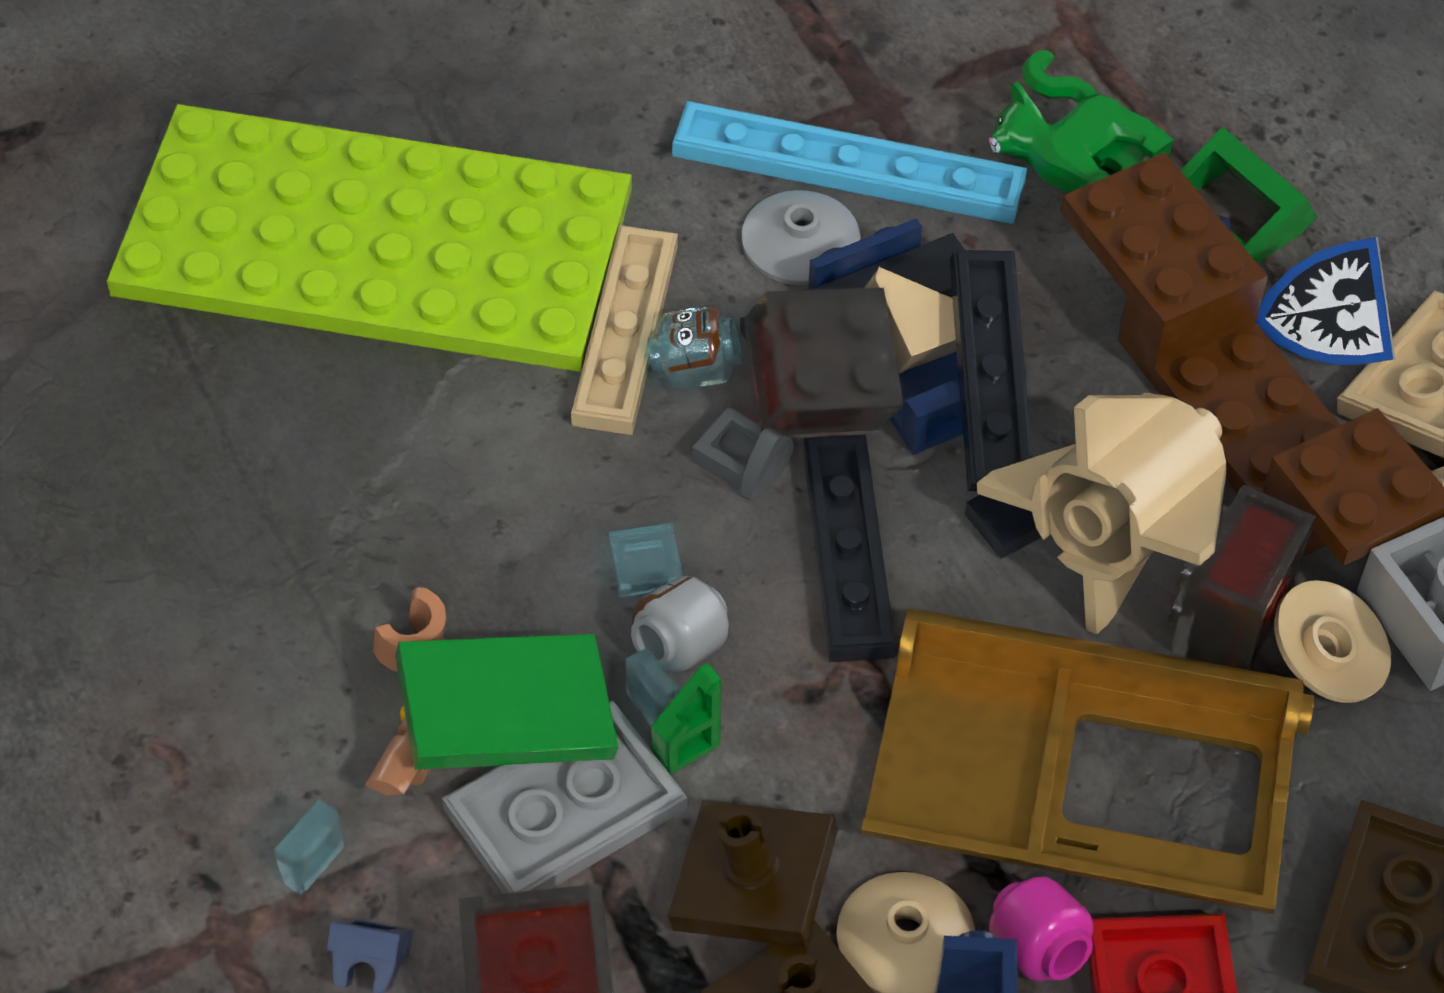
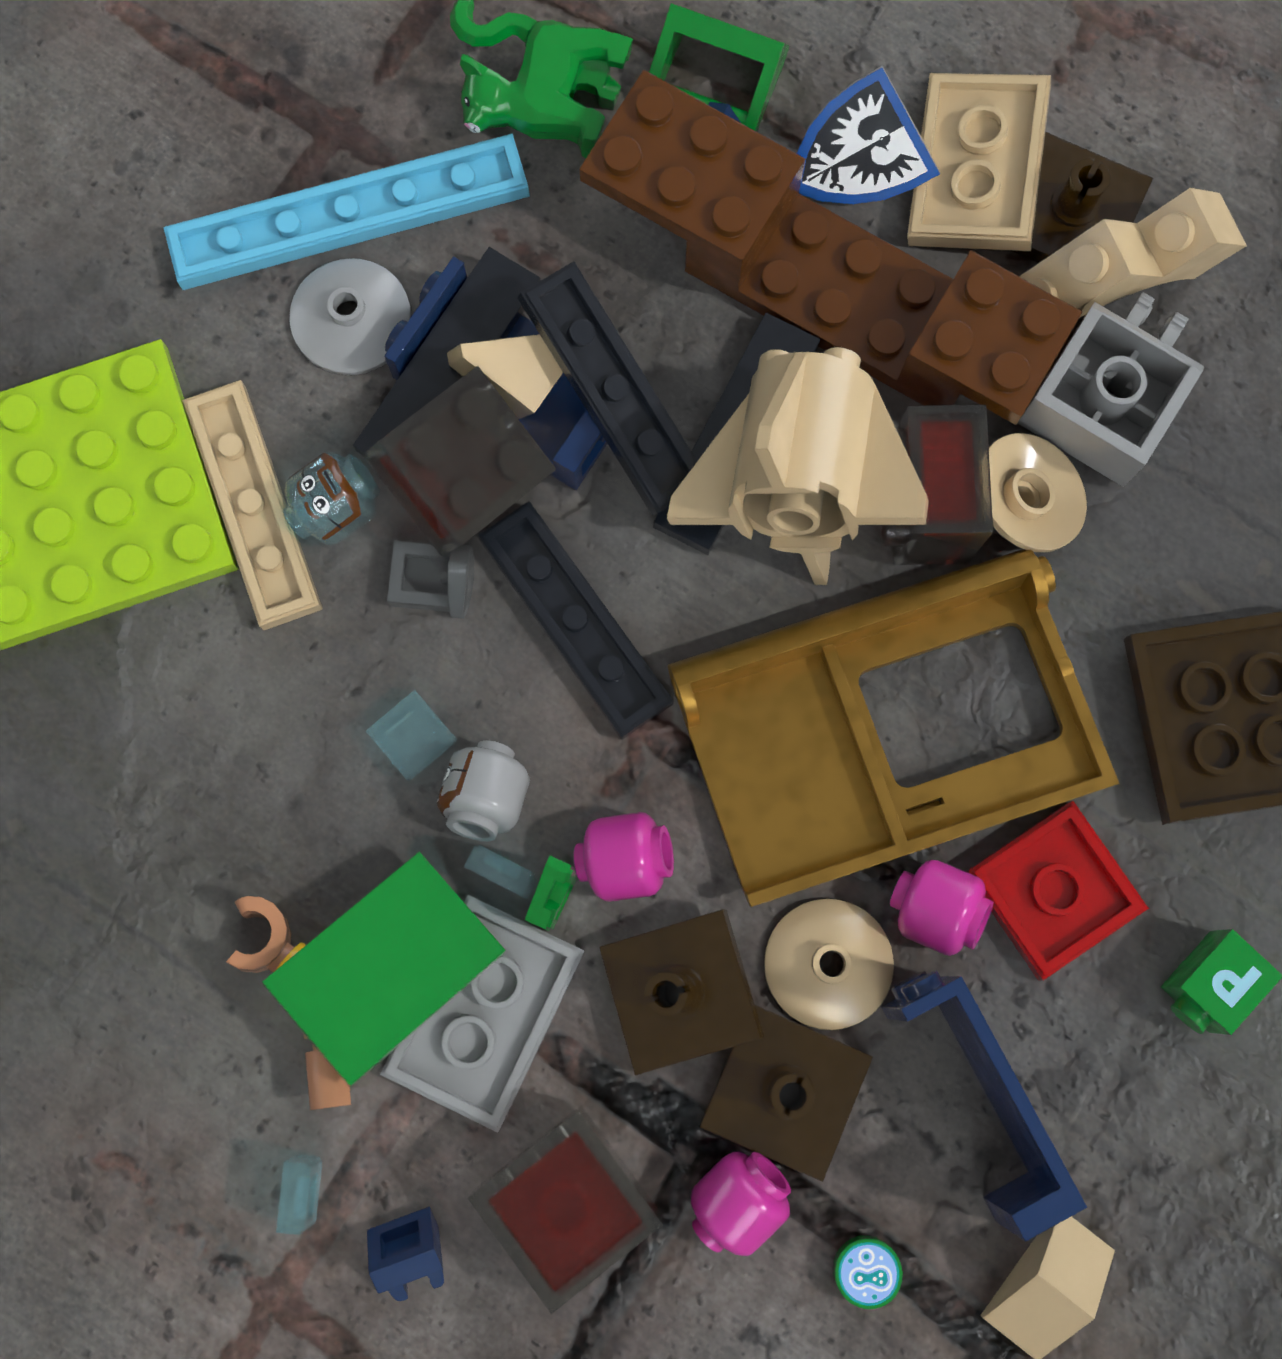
camera: 30 degrees left, 25 degrees up
(772, 737) = (624, 856): none -> dark pink head

